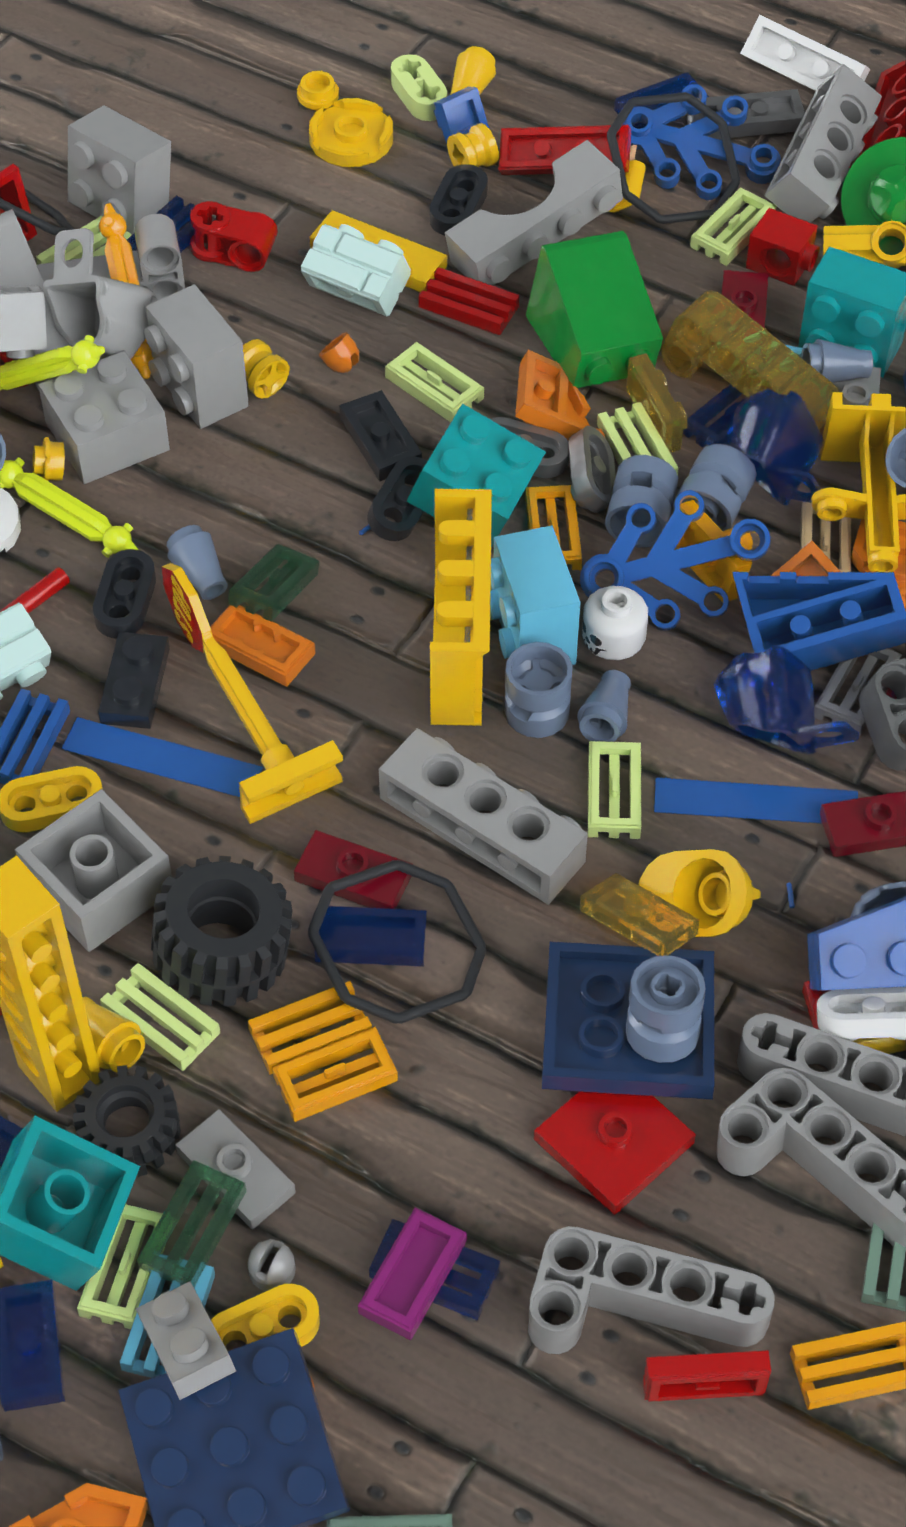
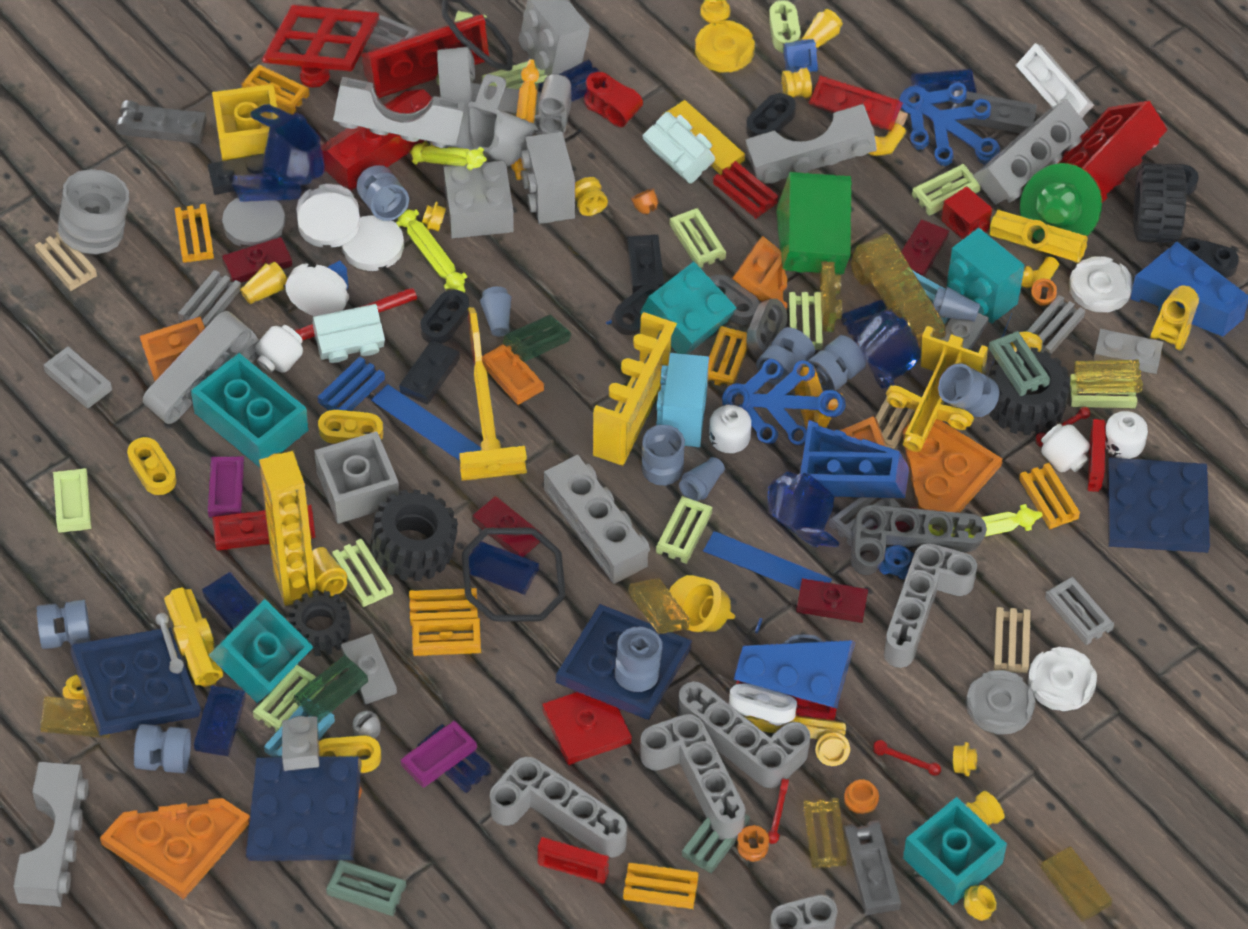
camera: 20 degrees right, 0 degrees up
(728, 148) = (956, 101): black piece -> none

